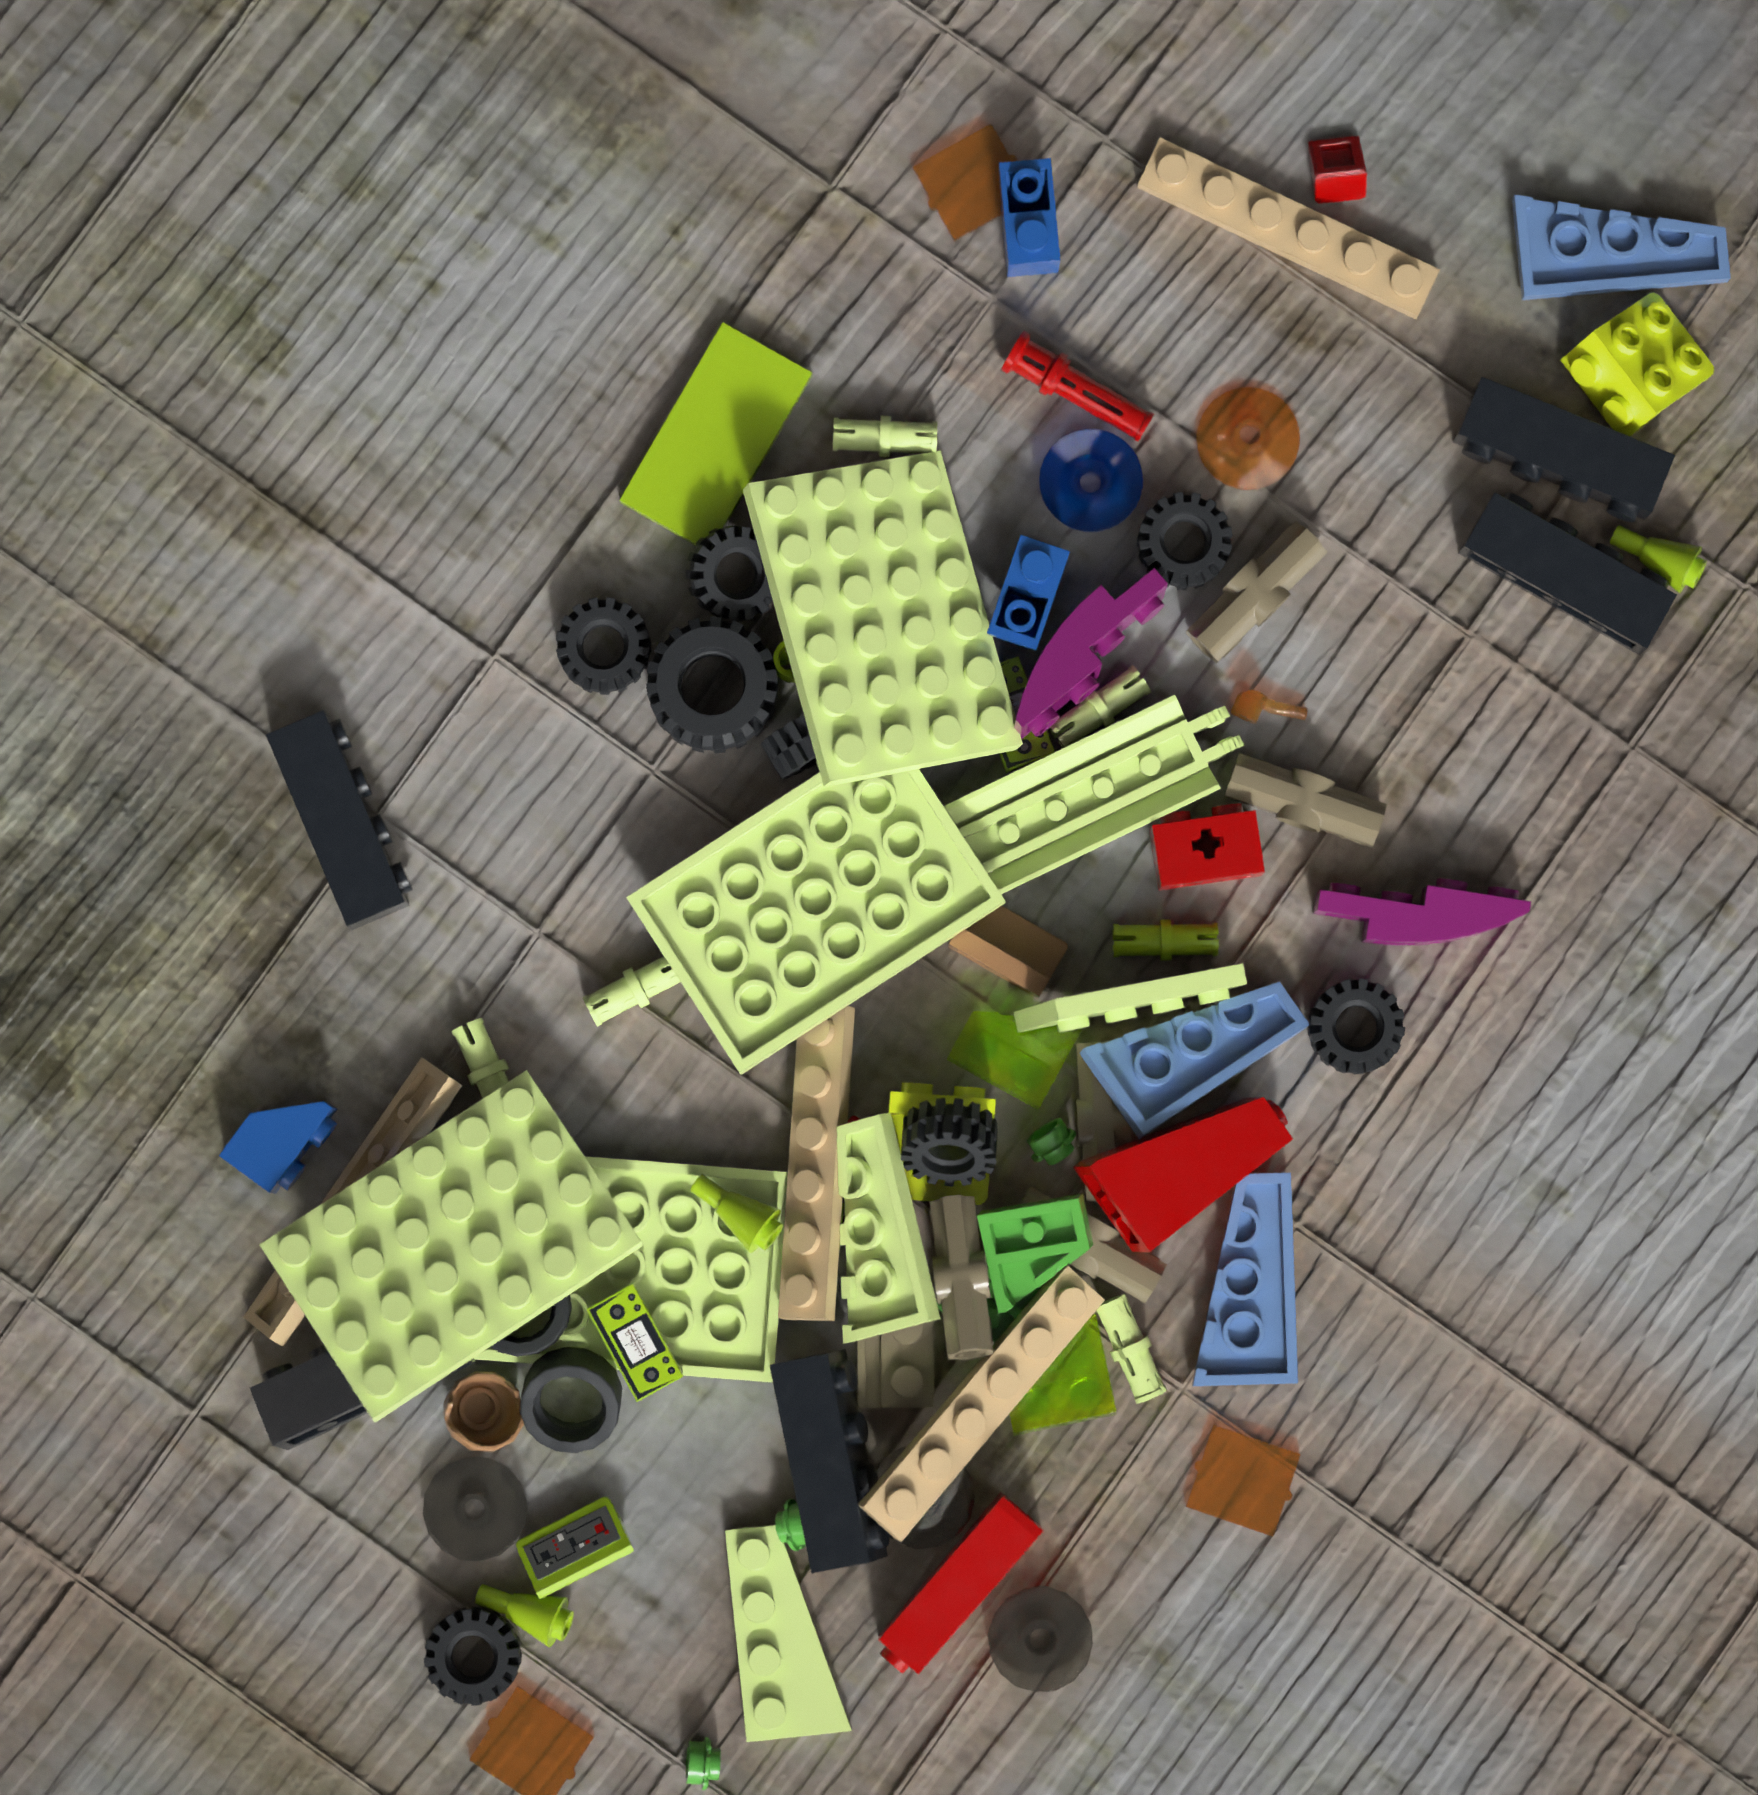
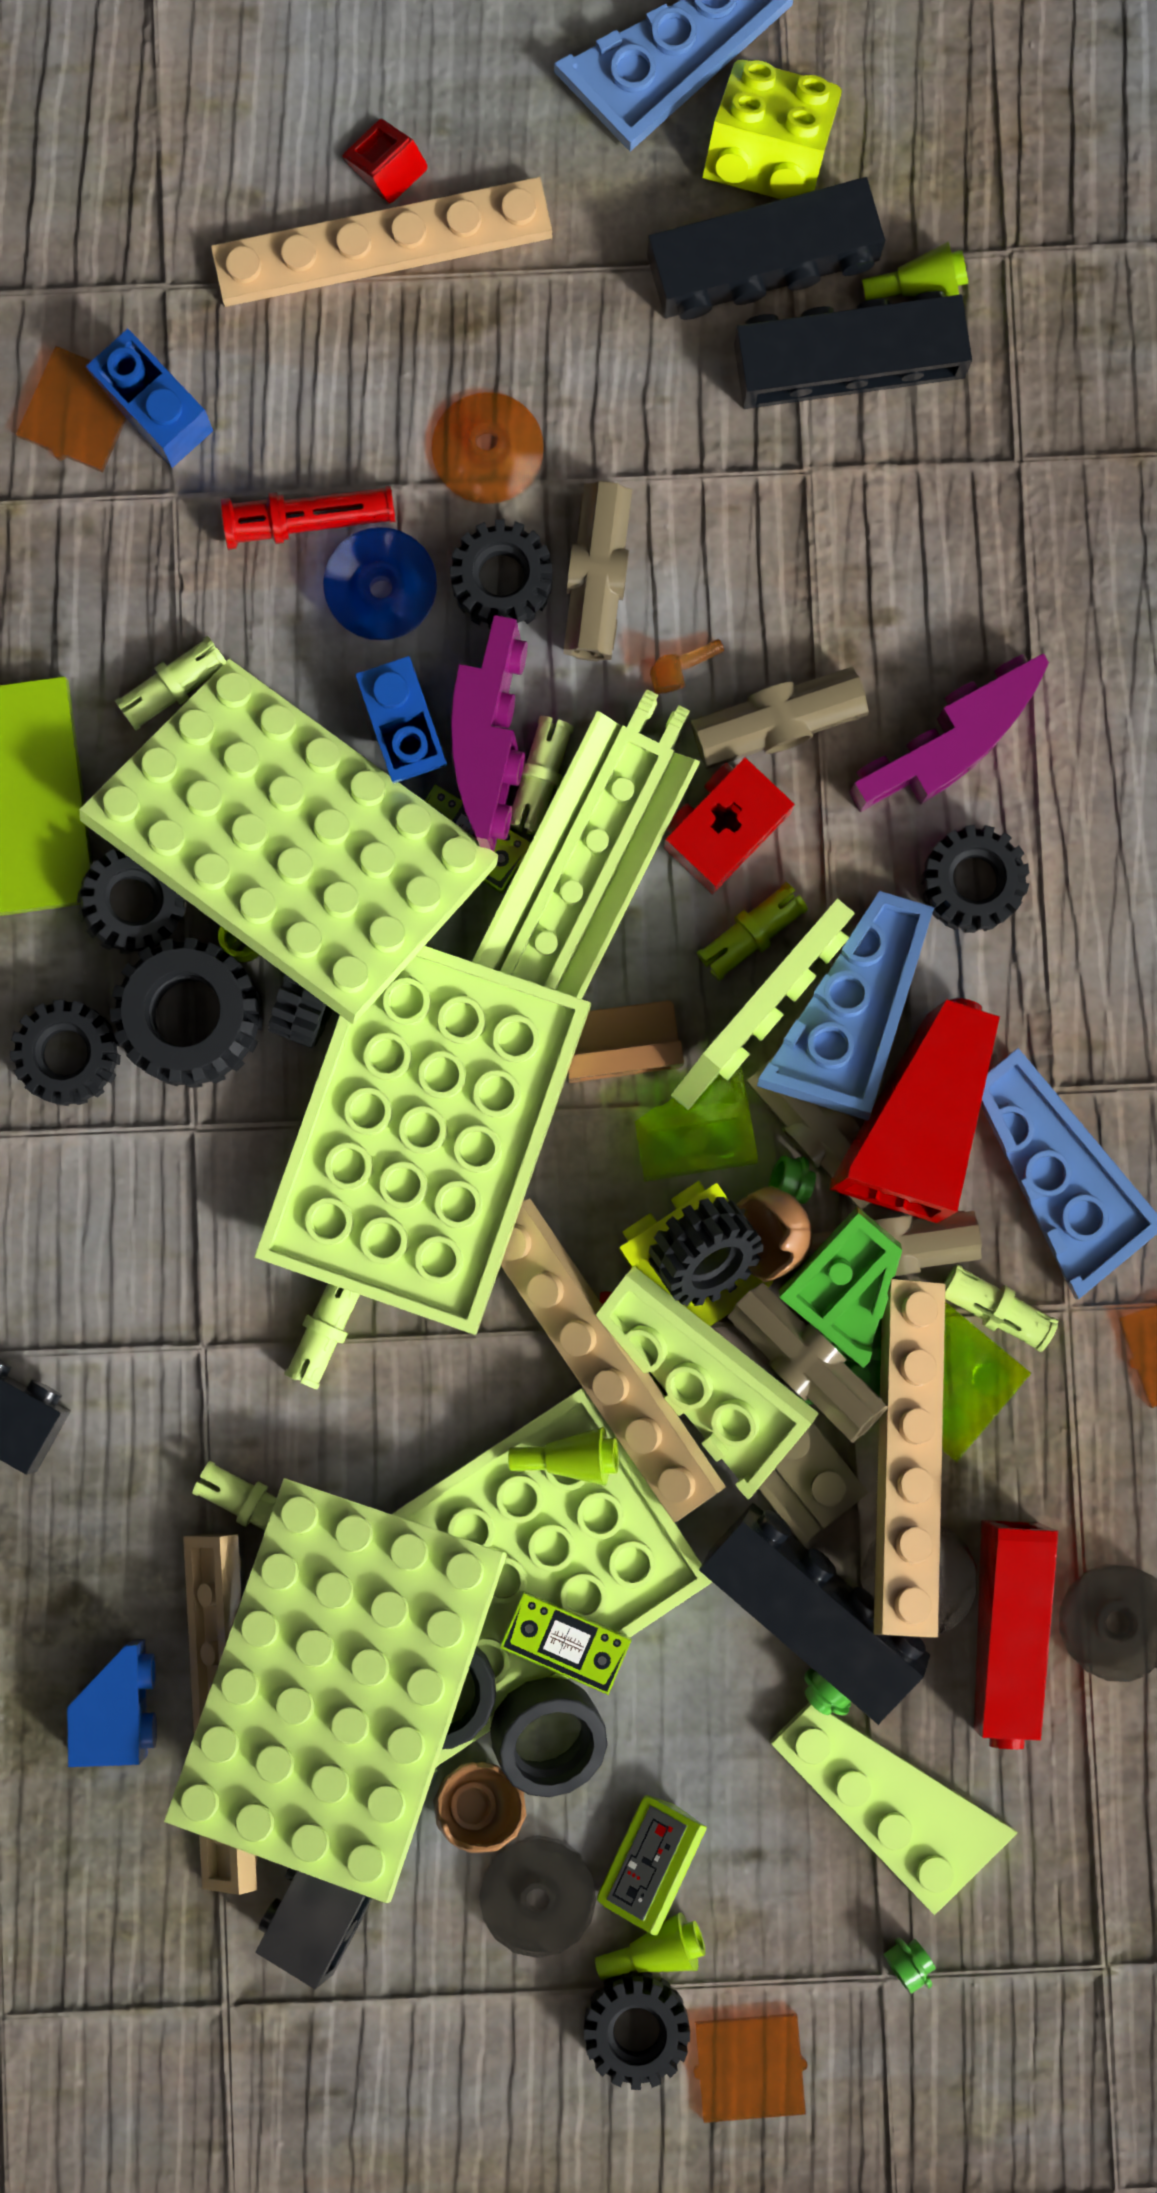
camera: 40 degrees left, 0 degrees up
(1016, 1168) = (783, 1231): none -> medium nougat hair

